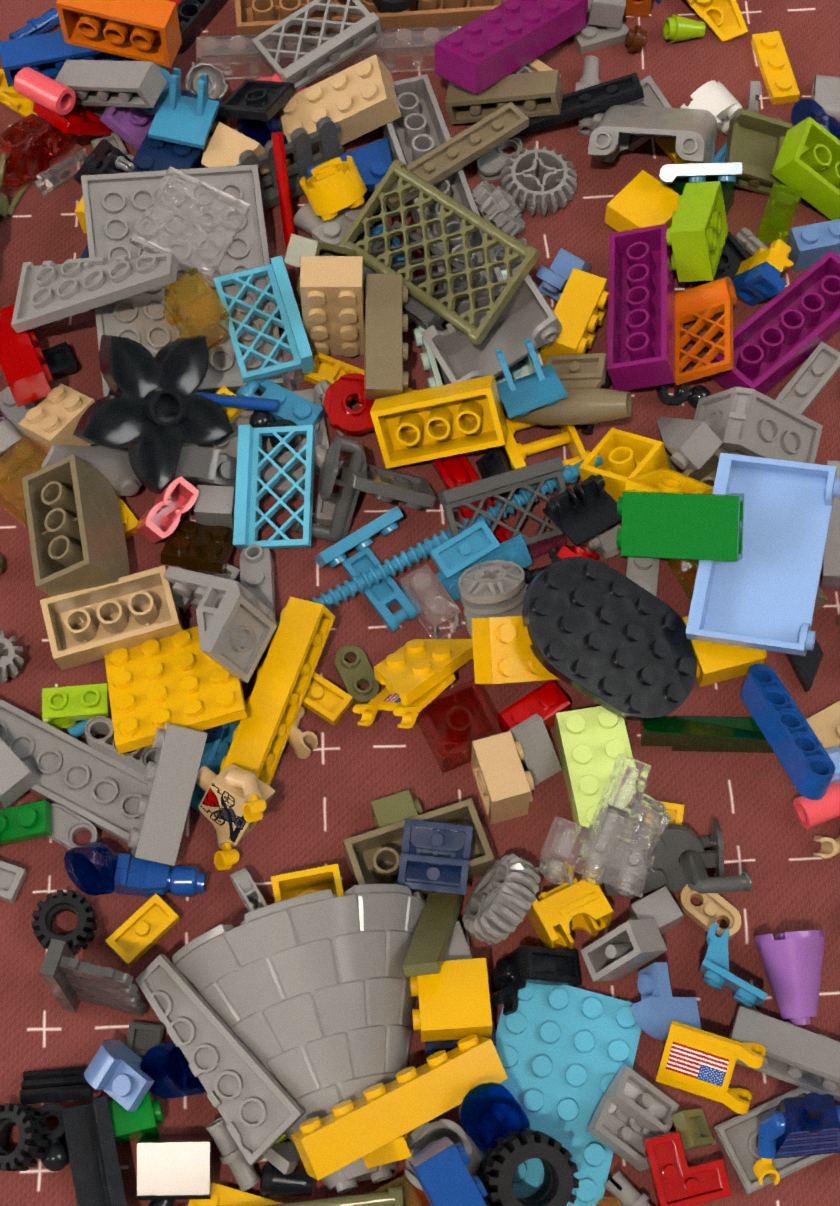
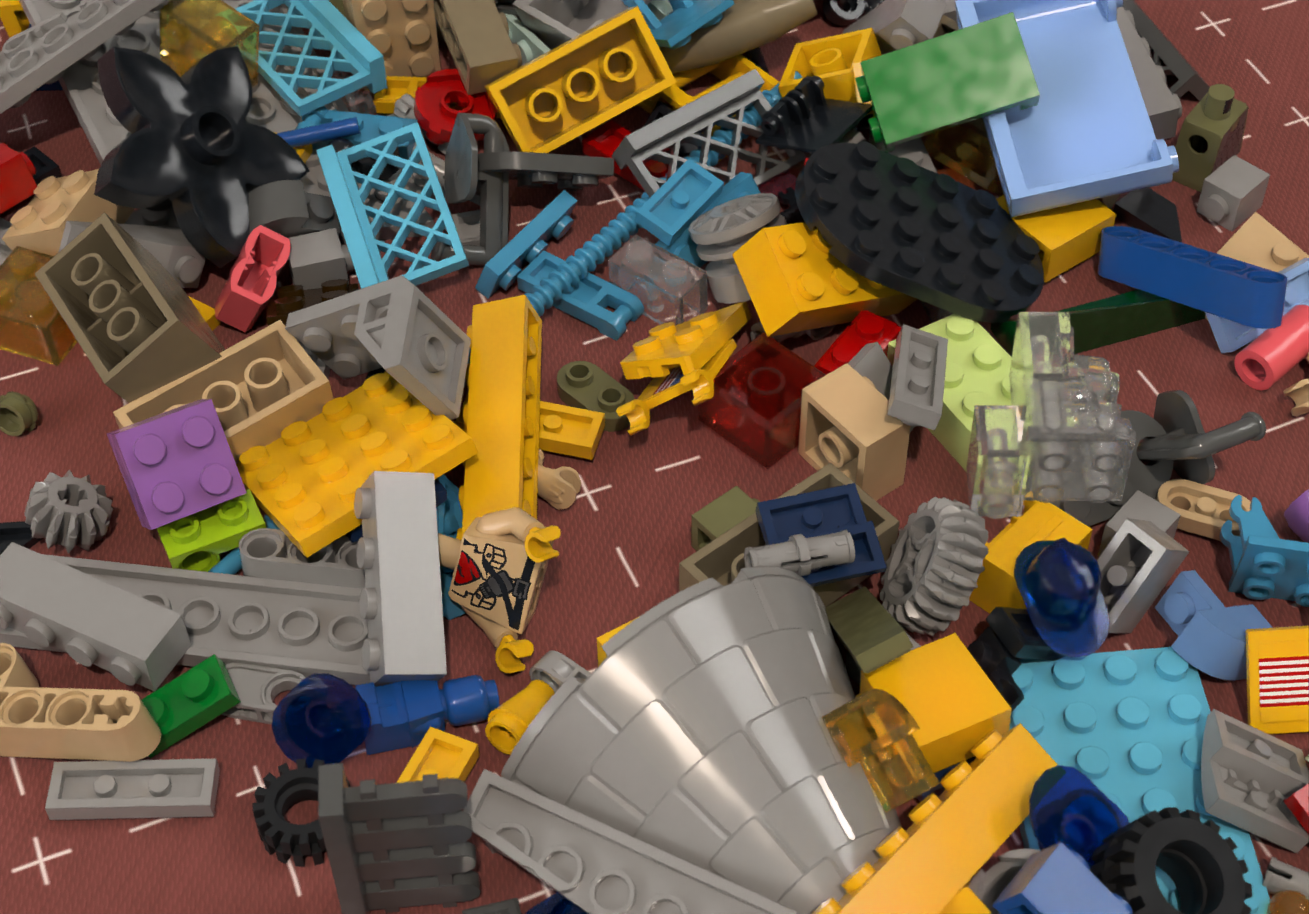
camera: 20 degrees left, 15 degrees down
(61, 659) = (176, 463): none -> medium lavender brick
(213, 904) = (513, 717): none -> yellow cone
(399, 1020) = (879, 736): none -> clear yellow brick
(409, 872) = (803, 553): none -> light grey pin
(550, 759) = (918, 378): none -> light grey plate
(570, 952) = (1063, 596): none -> clear blue piece

